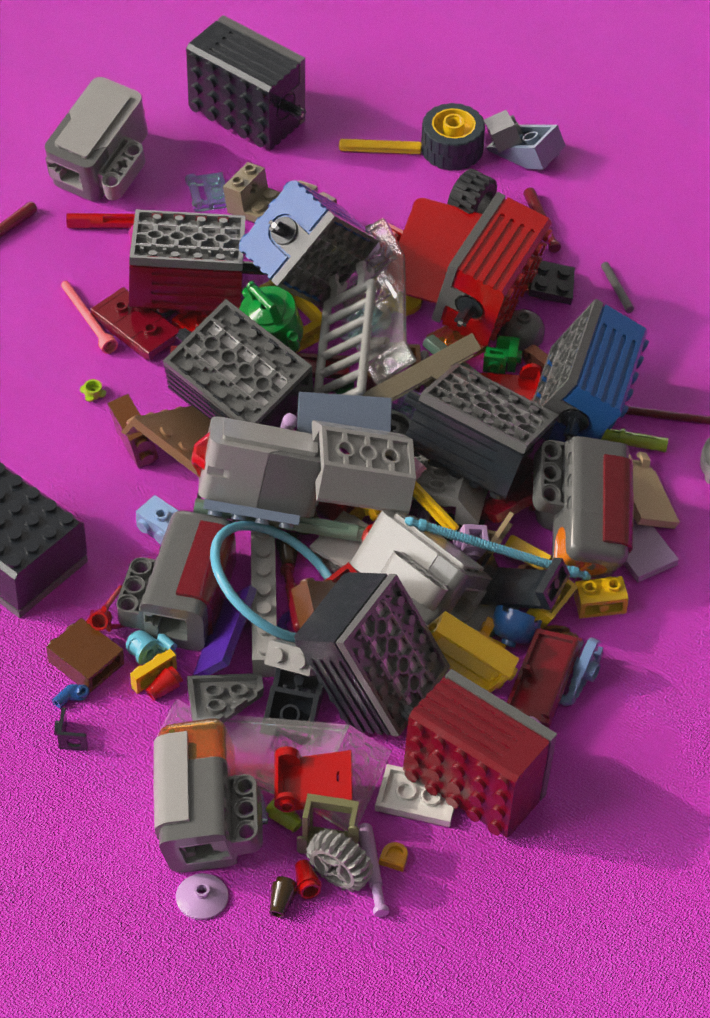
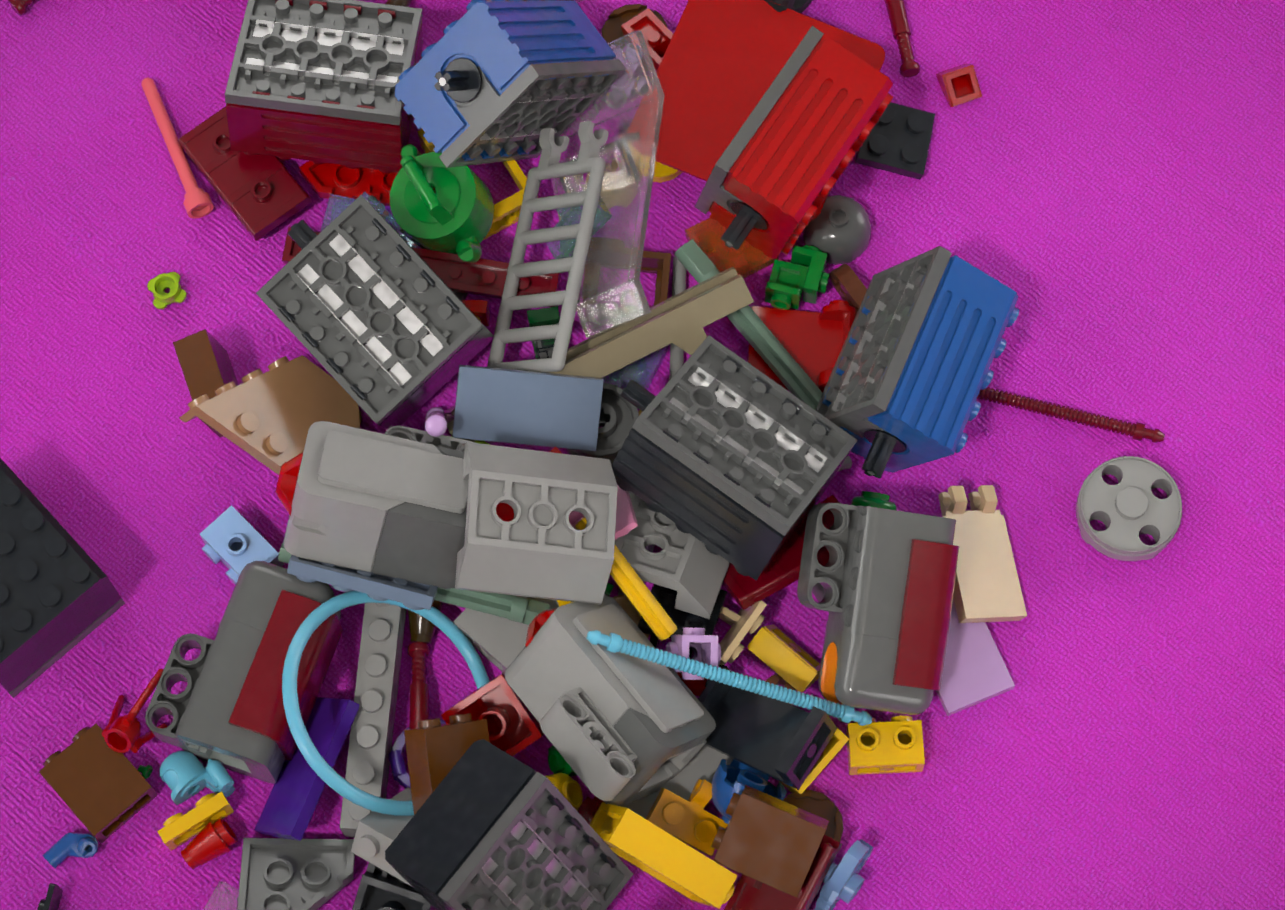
camera: 10 degrees right, 20 degrees up
(537, 636) = (769, 840): none -> reddish brown brick
(587, 253) = (959, 84): none -> red slope
(617, 287) = (997, 154): dark grey bar -> none
(636, 439) = (995, 457): lime pin -> none

